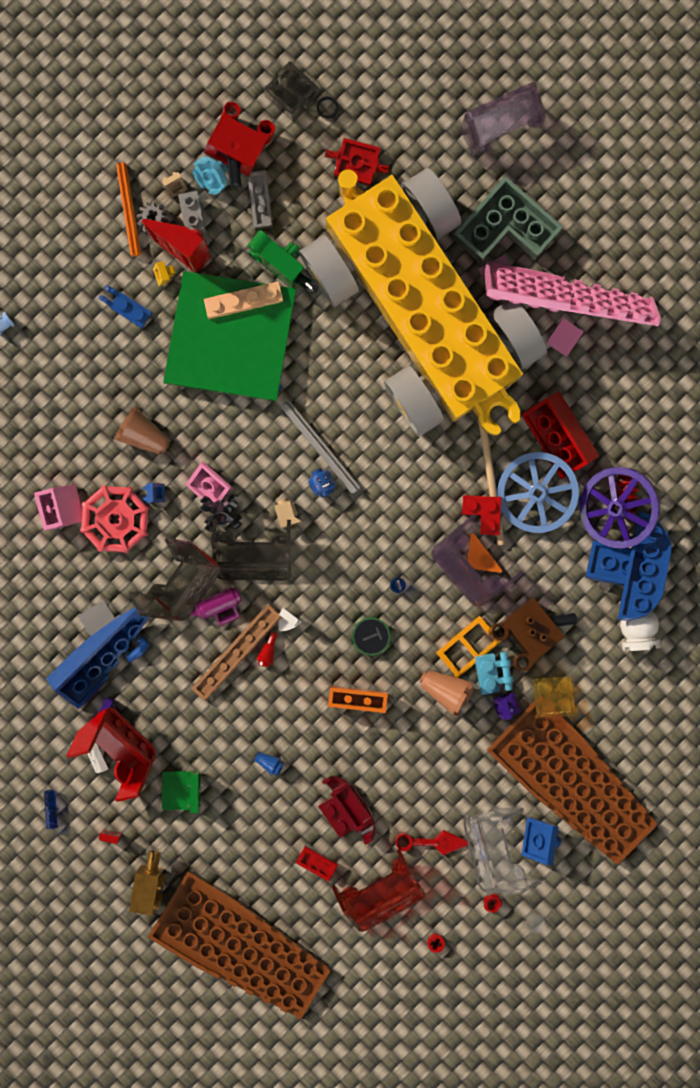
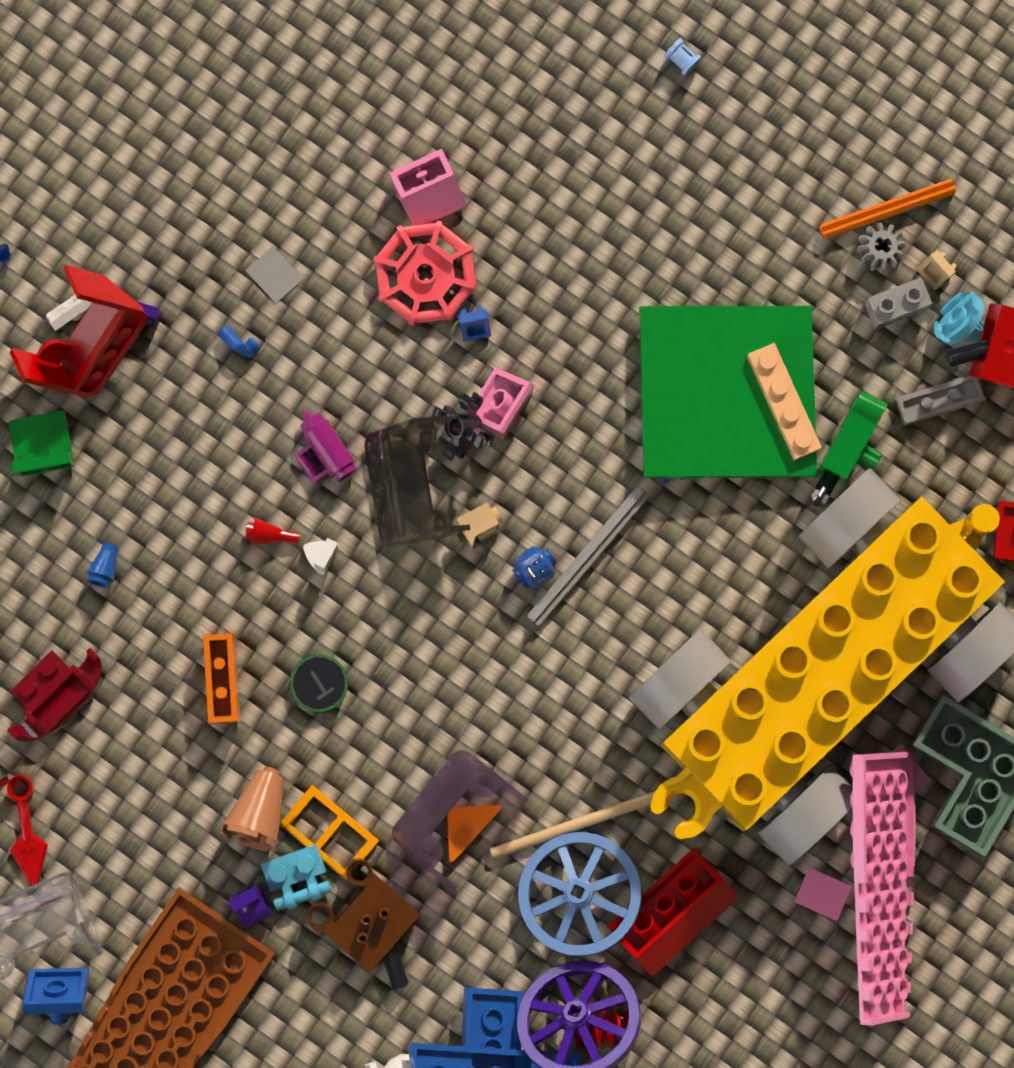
camera: 80 degrees right, 5 degrees down
(91, 662) = (209, 278): blue wedge -> none
(127, 307) = (741, 233): blue hinge -> none
(141, 433) = (559, 289): nougat cone -> none
(163, 273) = (801, 277): yellow tile -> none
(180, 242) = (845, 302): red slope -> none
(184, 588) = (341, 393): clear smoke windscreen -> none
(236, 652) = (259, 488): medium nougat tile -> none
(394, 585) = (400, 704): clear blue hinge -> none
(488, 508) = (539, 826): red plate -> none
(554, 697) = (275, 974): clear yellow plate -> none

